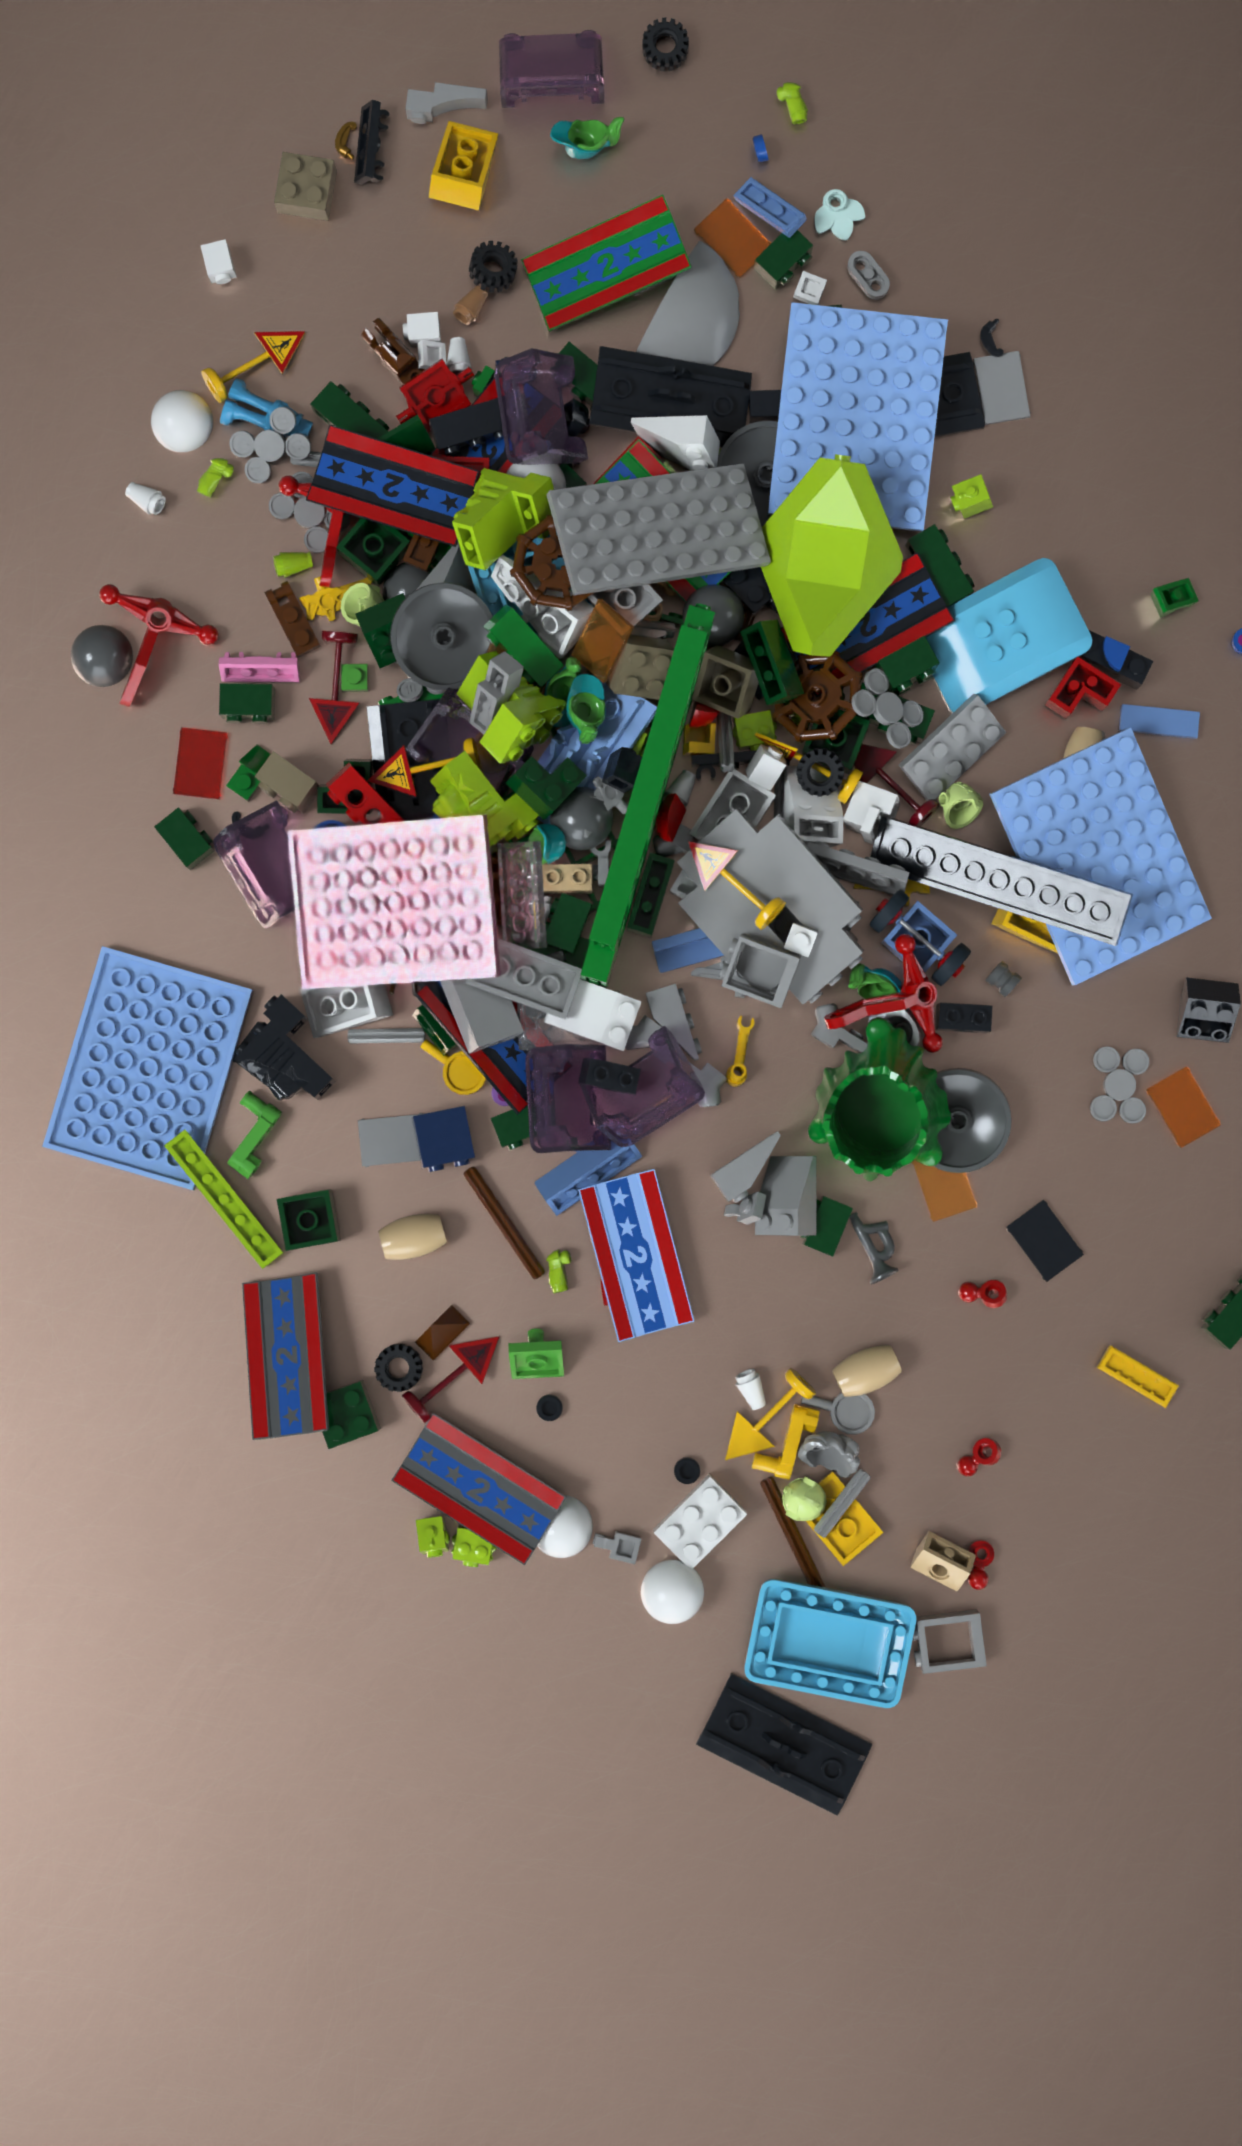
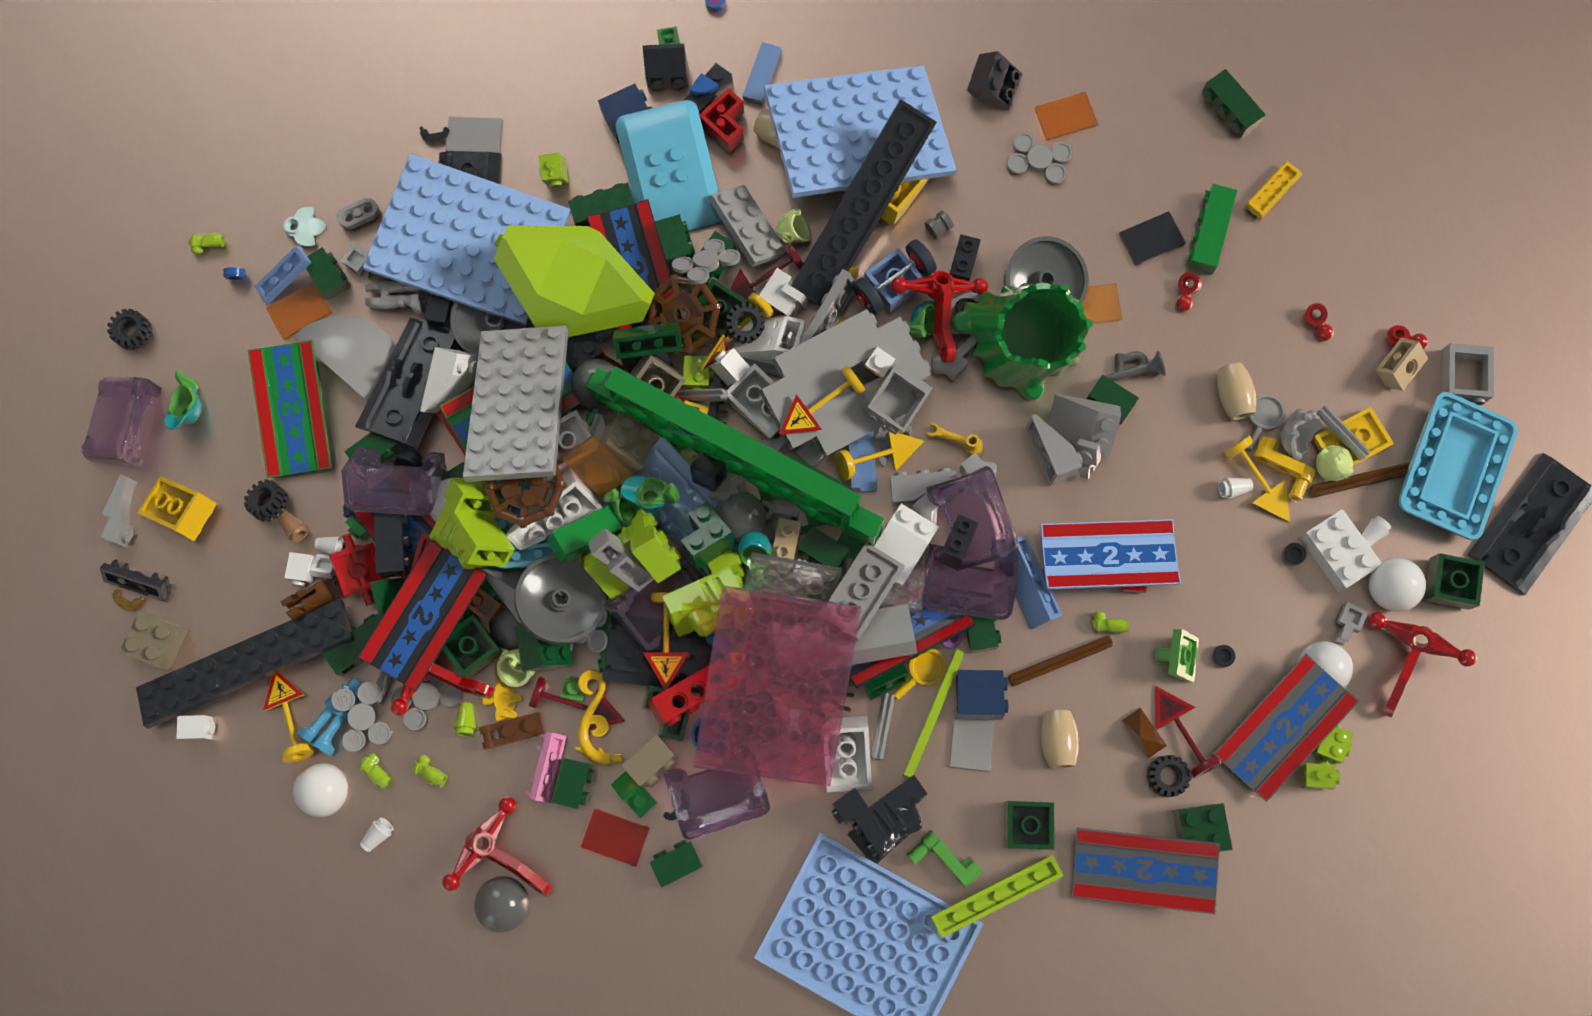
camera: 75 degrees left, 10 degrees down
(225, 539) = (429, 773): none -> lime arm
(301, 297) = (244, 663): none -> black plate
(323, 701) = (586, 748): none -> yellow plant
(410, 1089) = (933, 714): none -> lime tile
(616, 1613) = (1436, 646): none -> red piece
(690, 1657) = (1454, 581): none -> dark green brick
(711, 988) = (901, 449): none -> yellow piece
(732, 1559) = (1375, 530): none -> white cone
(770, 375) = (388, 301): none -> light grey piece
(1069, 1309) = (1212, 228): none -> green brick
(1074, 562) = (622, 103): none -> dark blue brick
(1136, 601) = (665, 66): none -> black slope

